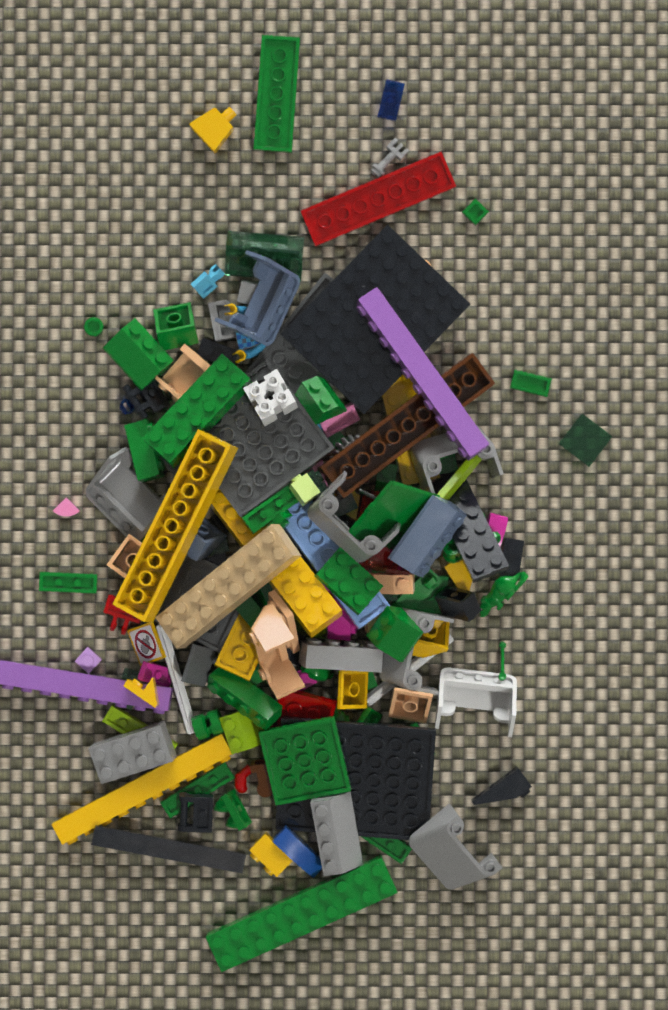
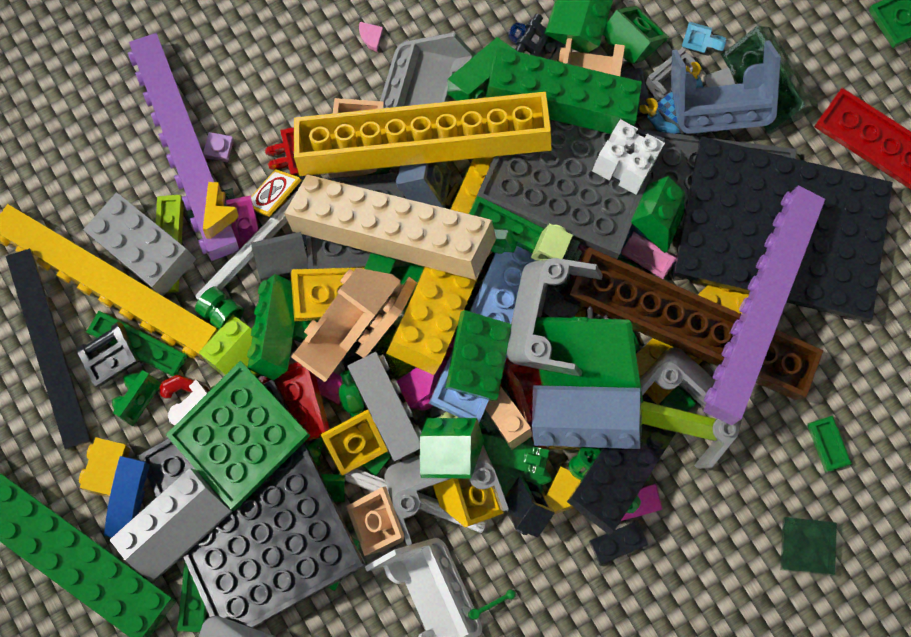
camera: 60 degrees right, 15 degrees down
(68, 582) = (292, 79): green plate -> none
(502, 588) = (576, 551): green animal -> none

